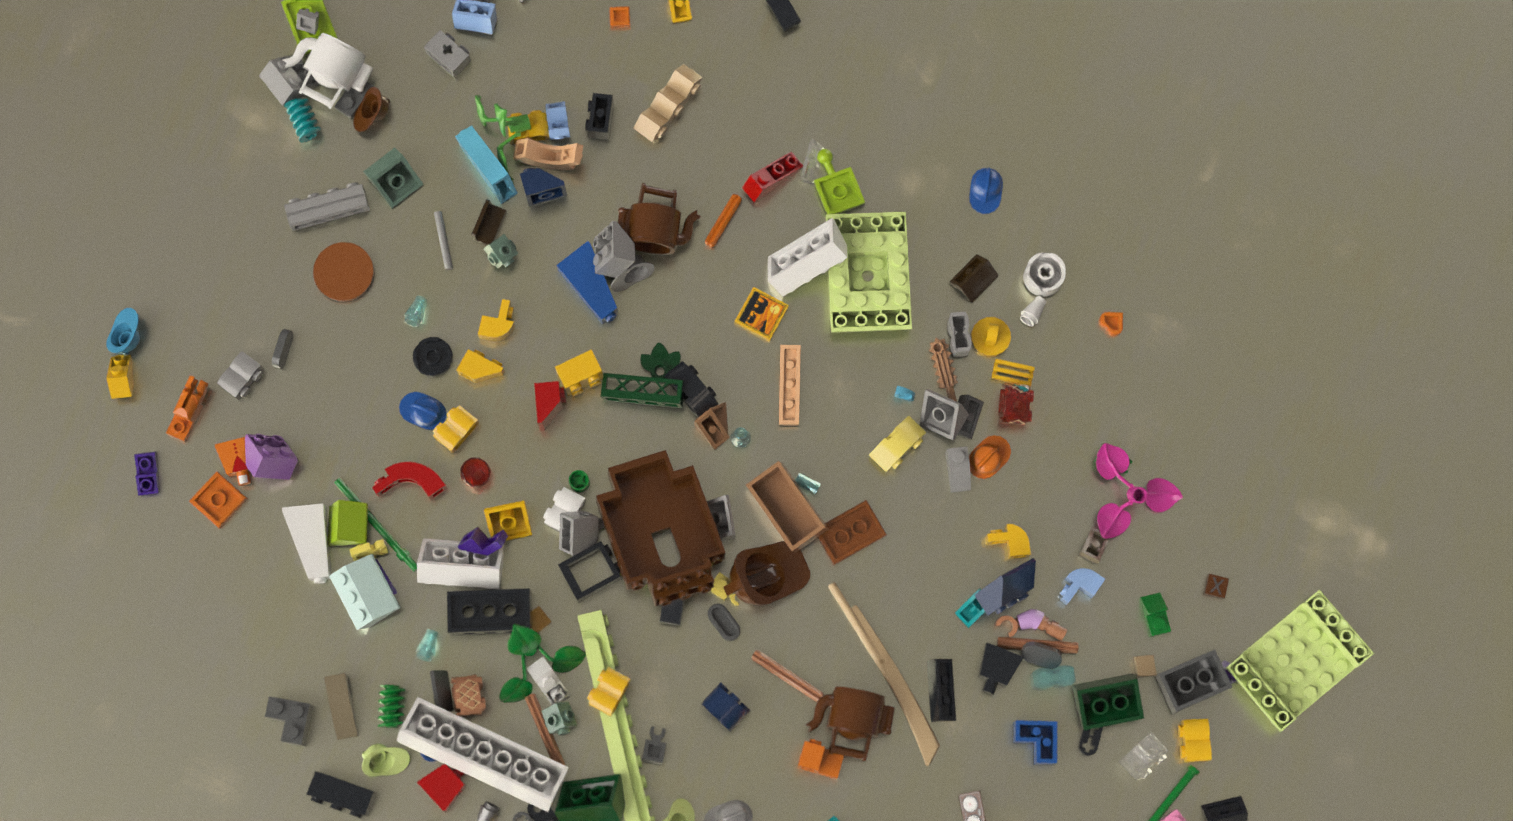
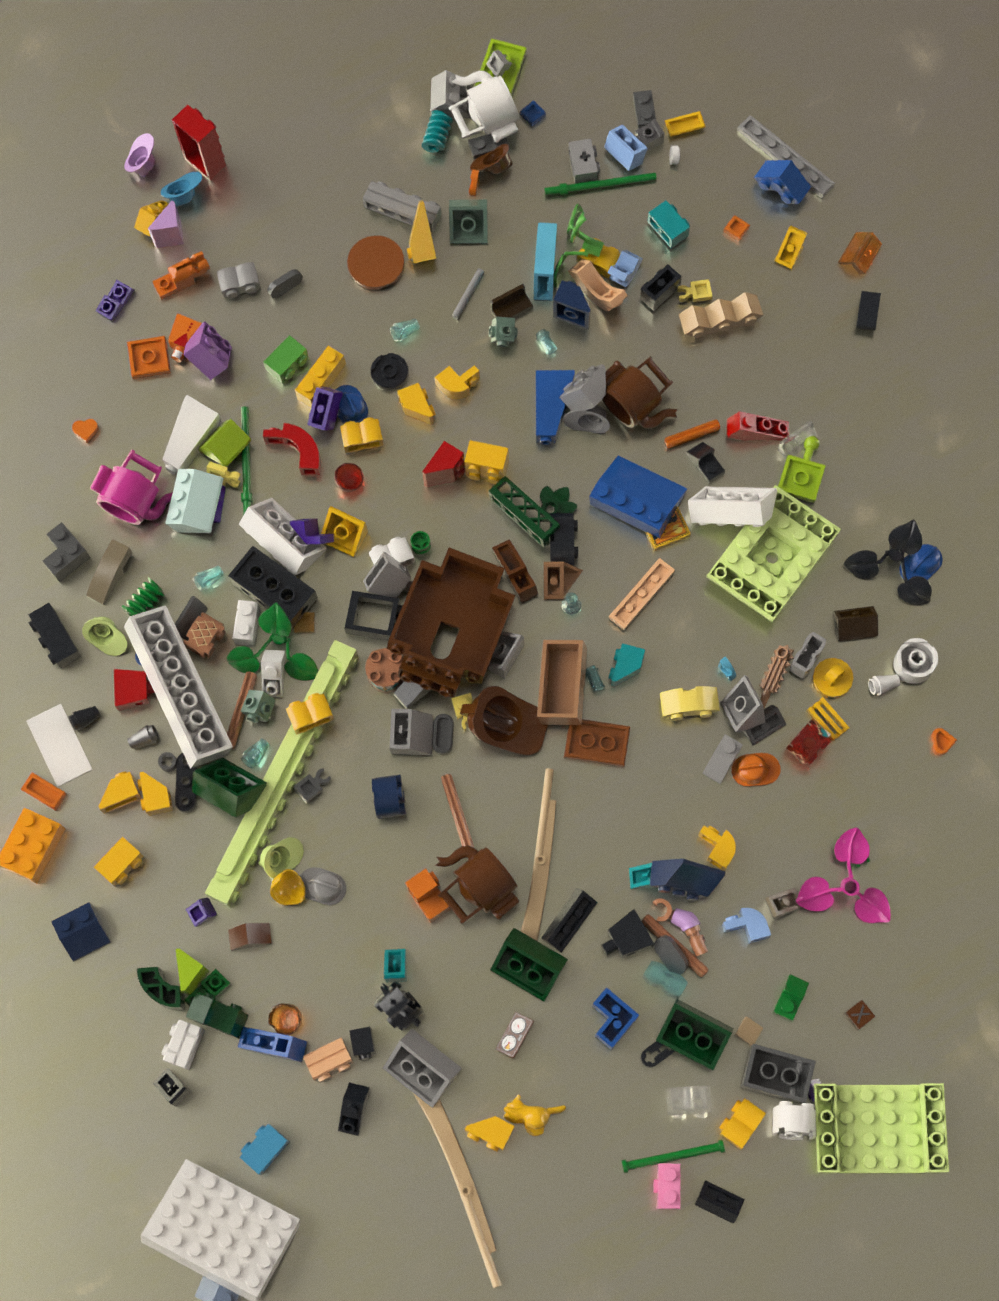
camera: 45 degrees right, 5 degrees down
(62, 331) = (140, 156): none -> lavender piece
(111, 282) = (199, 141): none -> red piece
(143, 377) = (167, 228): none -> lavender slope
(217, 602) = (85, 429): none -> orange tile
(305, 627) = (128, 492): none -> dark pink piece
(338, 413) = (286, 359): none -> bright green brick
(368, 224) = (420, 240): none -> yellow slope
(369, 41) = (532, 113): none -> blue tile
(370, 140) = (474, 182): none -> orange tile
(380, 406) = (320, 375): none -> yellow brick
(408, 430) = (324, 408): none -> dark purple brick
(450, 89) = (563, 188): none -> green bar
(492, 658) = (246, 623): none -> white brick
(542, 233) = (546, 342): none -> clear light blue pin
(563, 55) = (668, 223): none -> teal brick
(587, 758) = (255, 753): none -> clear light blue cone
(632, 95) = (697, 291): none -> light yellow plate
(637, 608) = (383, 669): none -> nougat brick
(674, 444) = (515, 571): none -> reddish brown slope
(699, 641) = (411, 732): none -> light grey slope
(721, 306) = (637, 496): none -> blue slope
(748, 234) = (705, 461): none -> black slope
(824, 449) = (628, 664): none -> teal slope
(940, 750) = (528, 964): none -> dark green slope
(966, 183) = (902, 540): none -> black plant
(1233, 708) = (794, 1121): none -> white brick

